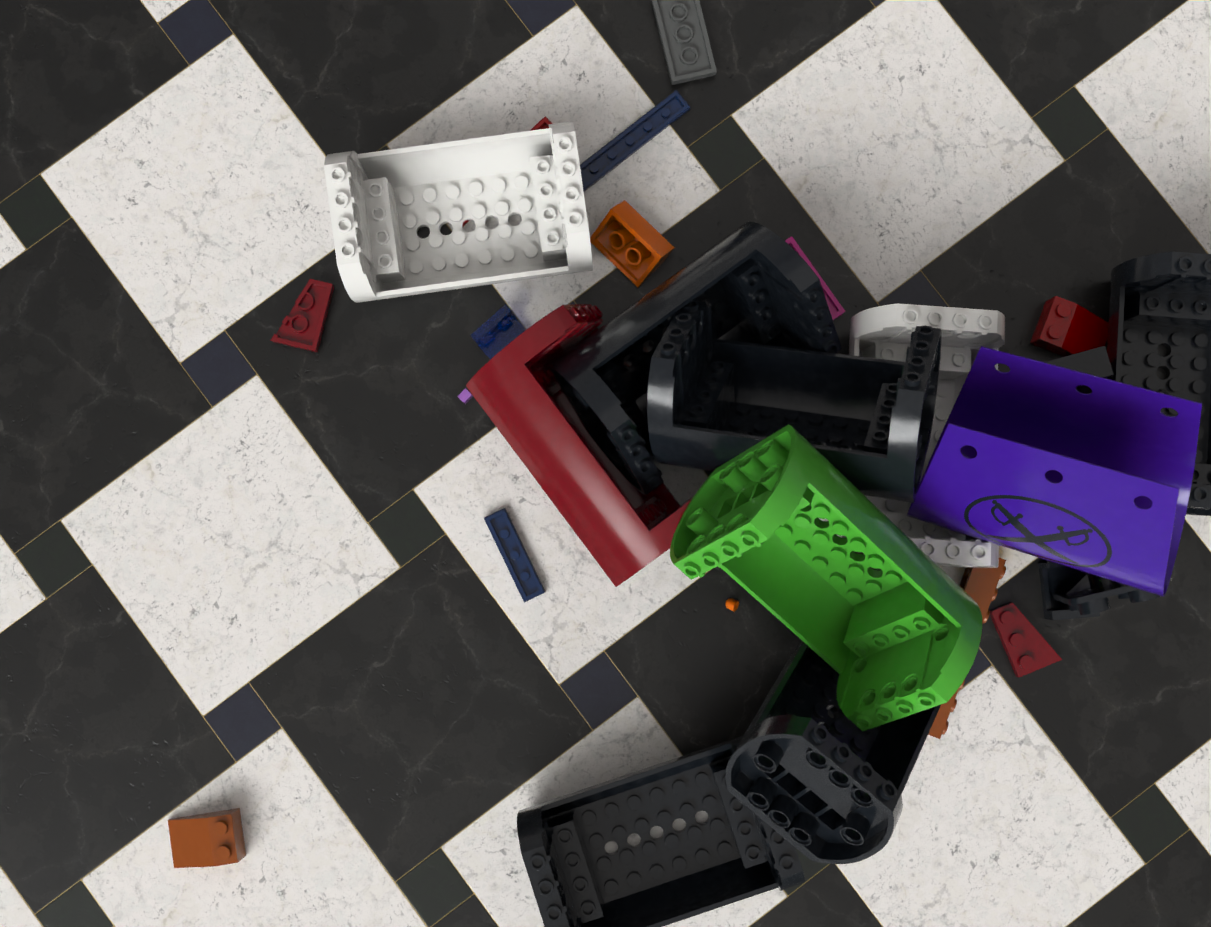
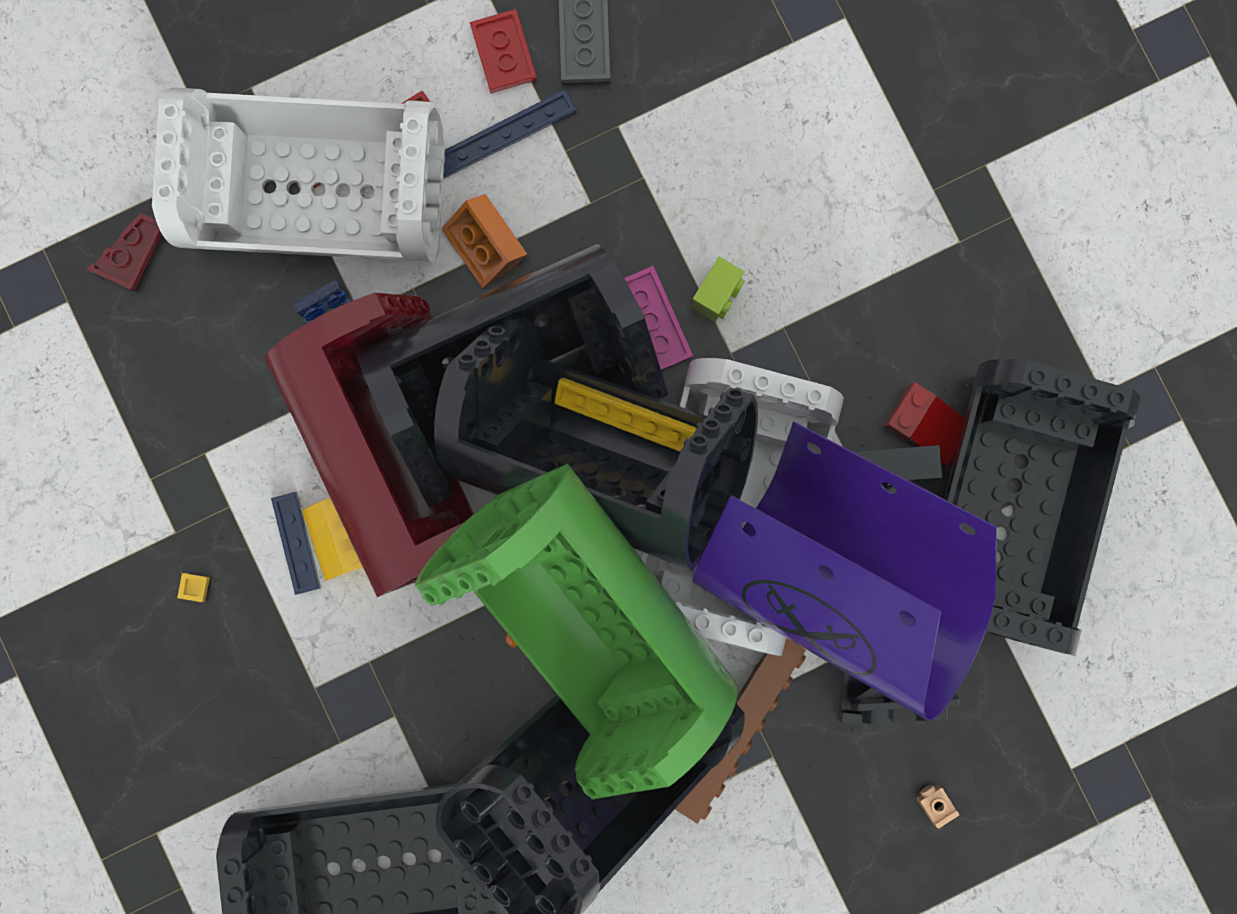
camera: 10 degrees right, 0 degrees up
(429, 614) = (193, 587): none -> yellow plate
(551, 542) = (330, 540): none -> yellow slope
(612, 66) = (503, 51): none -> red tile
(810, 375) = (623, 414): none -> yellow tile
(857, 246) = (716, 290): none -> lime brick
(1021, 641) = (808, 739): dark red wing -> none
(1144, 676) = (941, 815): none -> light nougat brick

